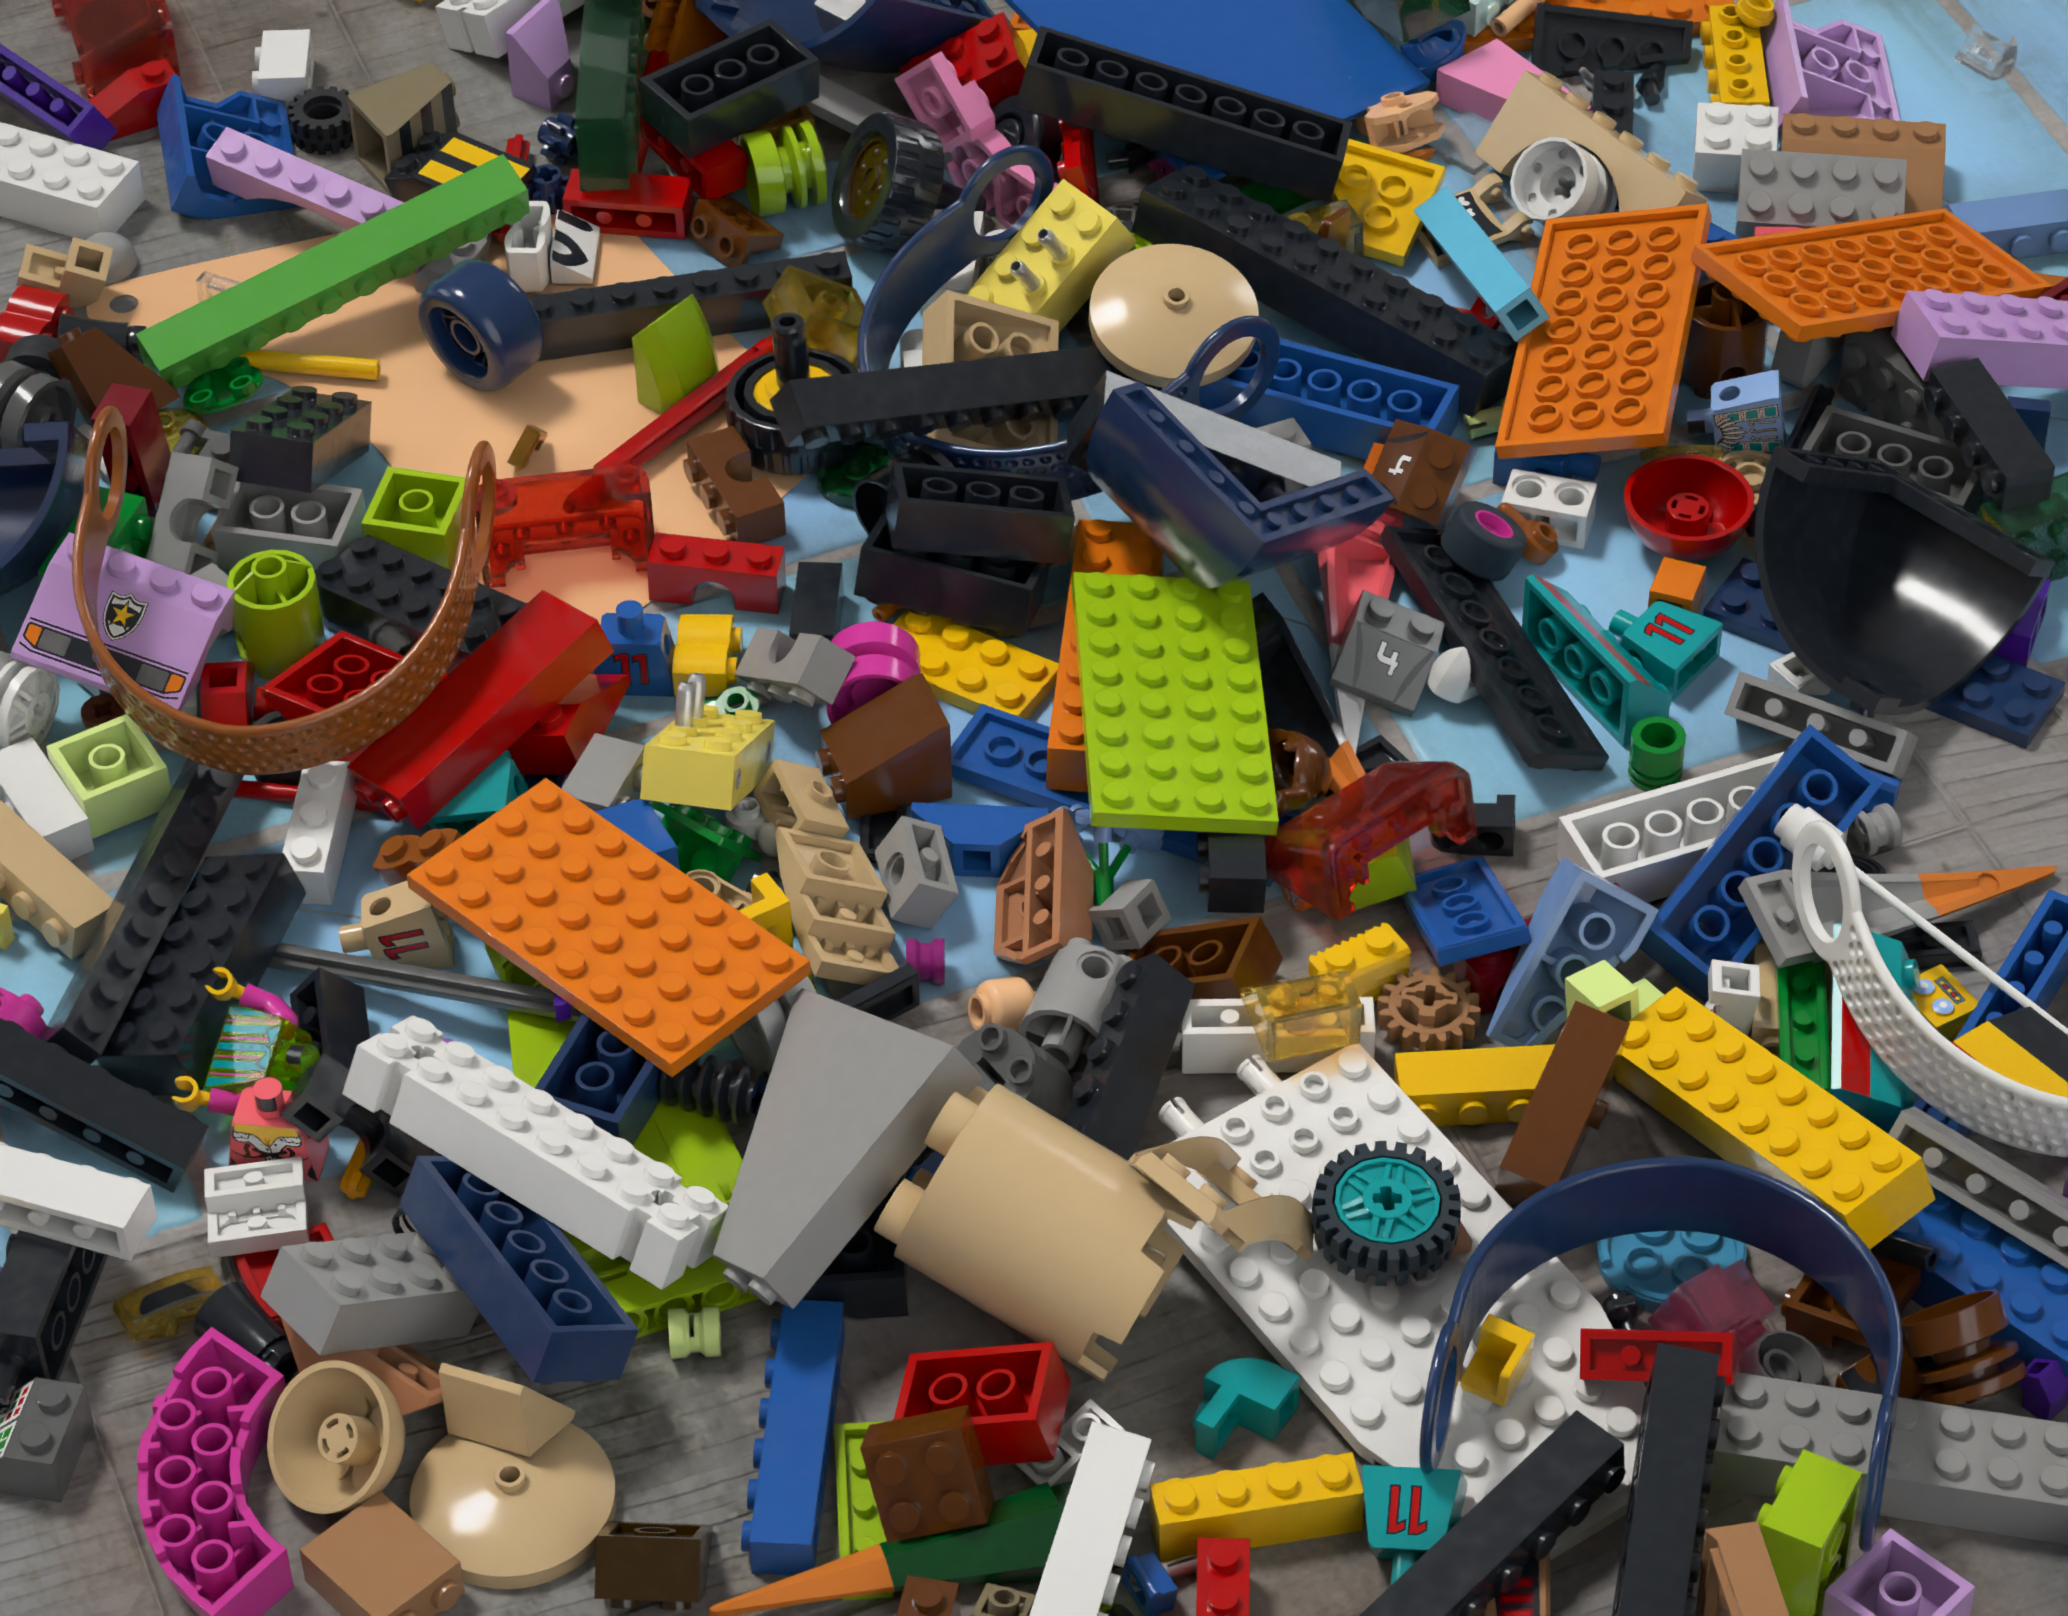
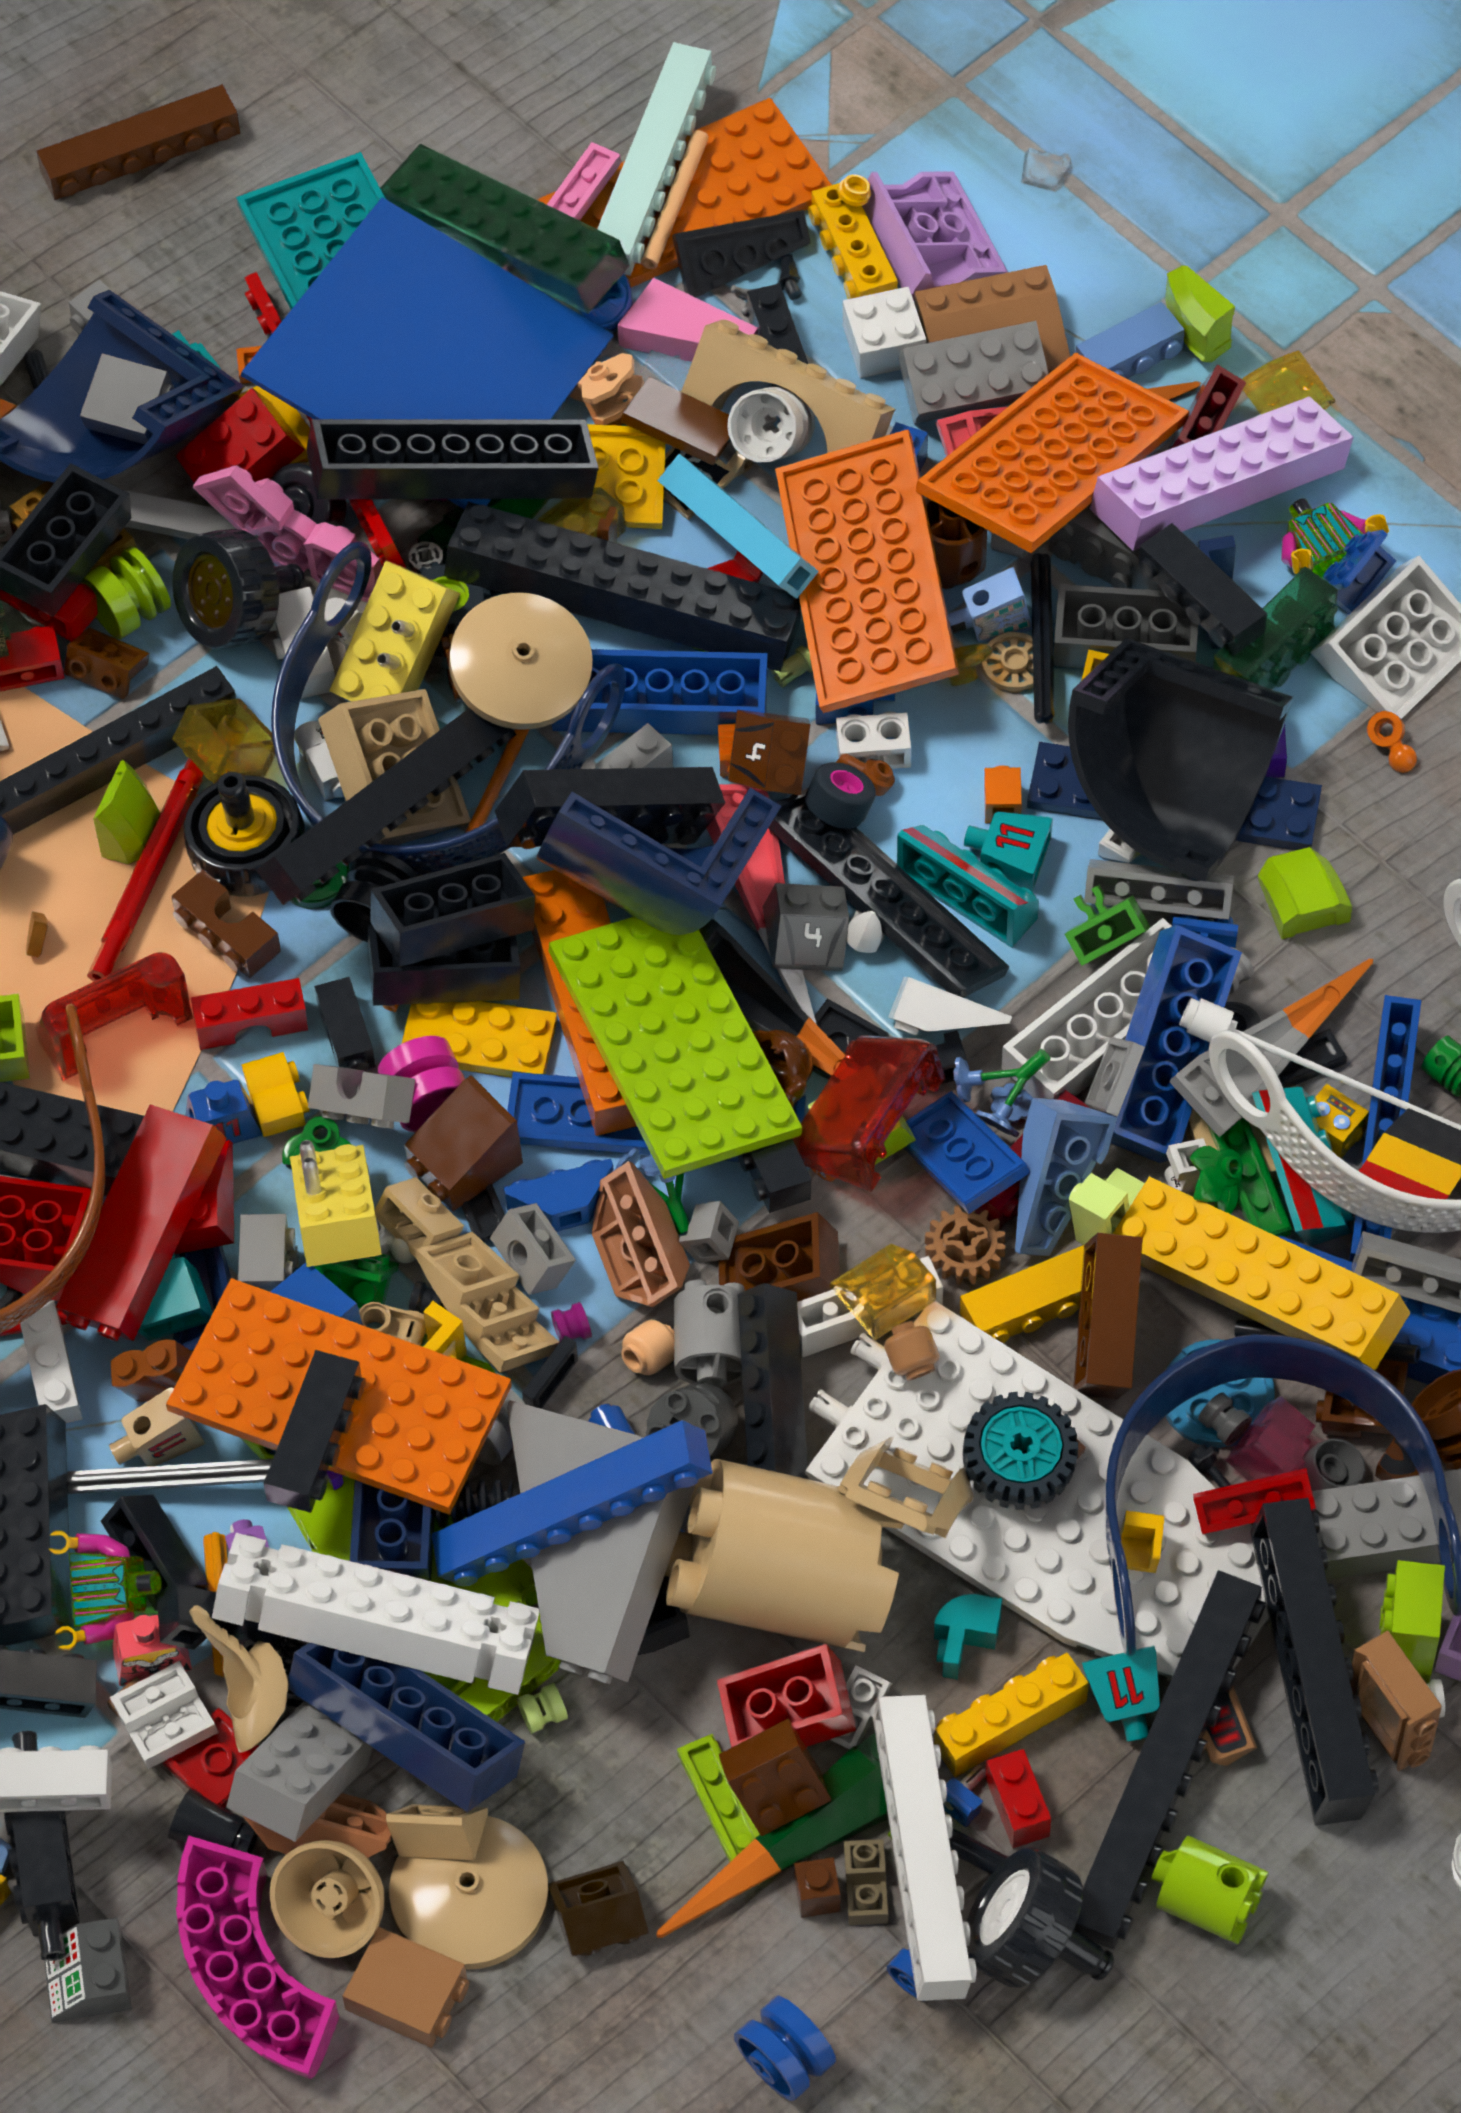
camera: 20 degrees left, 15 degrees up
(162, 1304) = (135, 1816): clear yellow slope -> none
(367, 1183) = (253, 1680): none -> tan hat
(549, 936) = (313, 1431): none -> black brick
(796, 1438) = (658, 1776): blue brick -> none
(811, 1085) = (572, 1503): none -> blue brick
(1302, 1075) = (911, 1351): none -> medium nougat head
(1369, 958) = (903, 1221): yellow brick -> none
(1459, 162) = (678, 420): none -> reddish brown tile
(1502, 842) = (1009, 1102): none -> medium blue plant
(1507, 766) = (933, 1009): none -> white slope
(1656, 753) = (1045, 953): green piece -> none
(1661, 1266) = (1225, 1419): none -> dark grey wheel
(1681, 868) = (1114, 1076): none -> light grey tile
(1688, 506) = (986, 712): red piece -> none
(1735, 737) = (1107, 929): none -> bright green brick
(1753, 1003) = (1218, 1177): none -> green plate
(1999, 782) = (1303, 892): none -> lime slope

